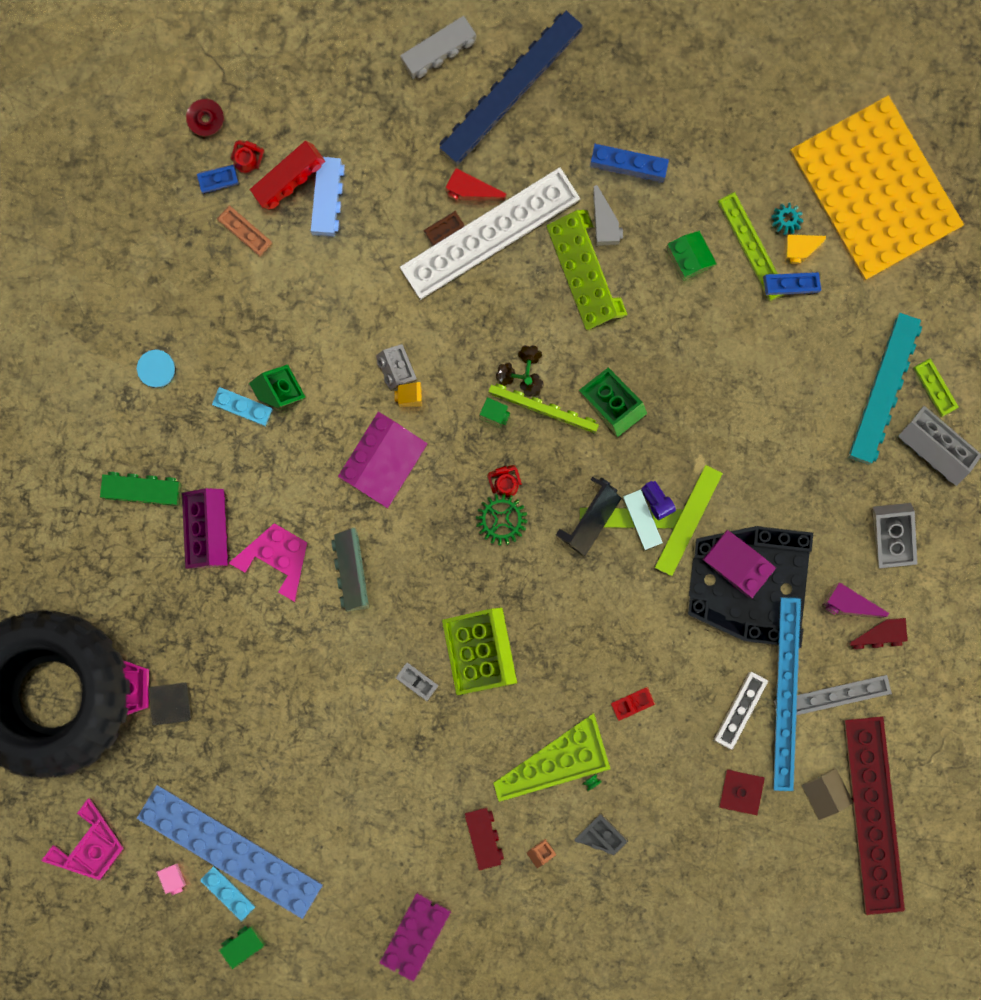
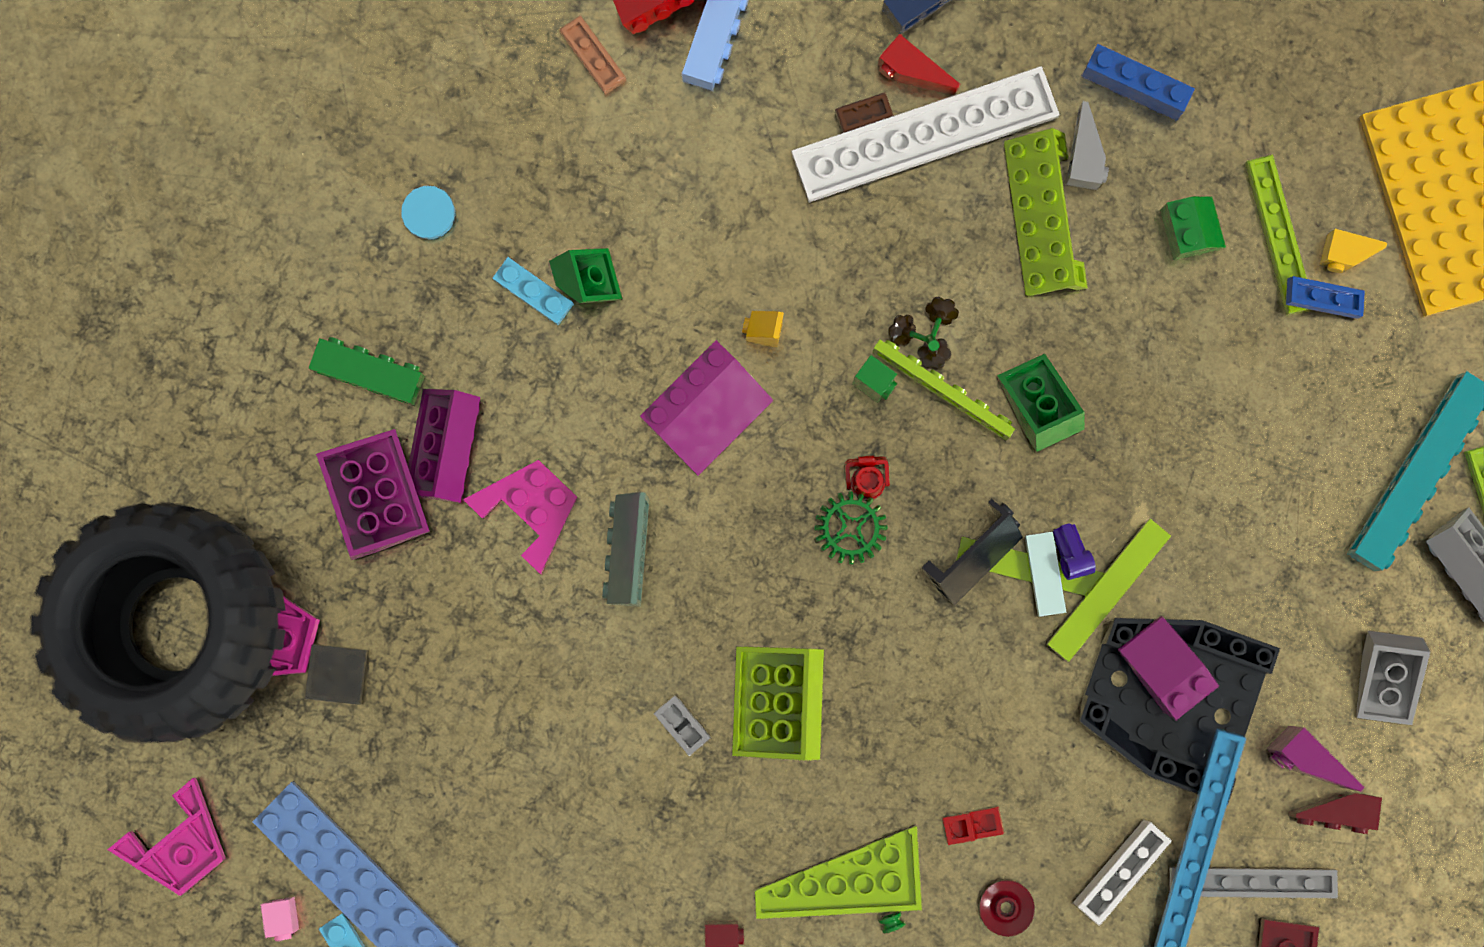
camera: 15 degrees right, 0 degrees up
(165, 573) = (372, 494): none -> magenta slope
(395, 366) = (754, 285): light grey bracket -> none
(678, 754) = (1020, 912): none -> dark red dish
(782, 213) = (1334, 197): teal gear -> none

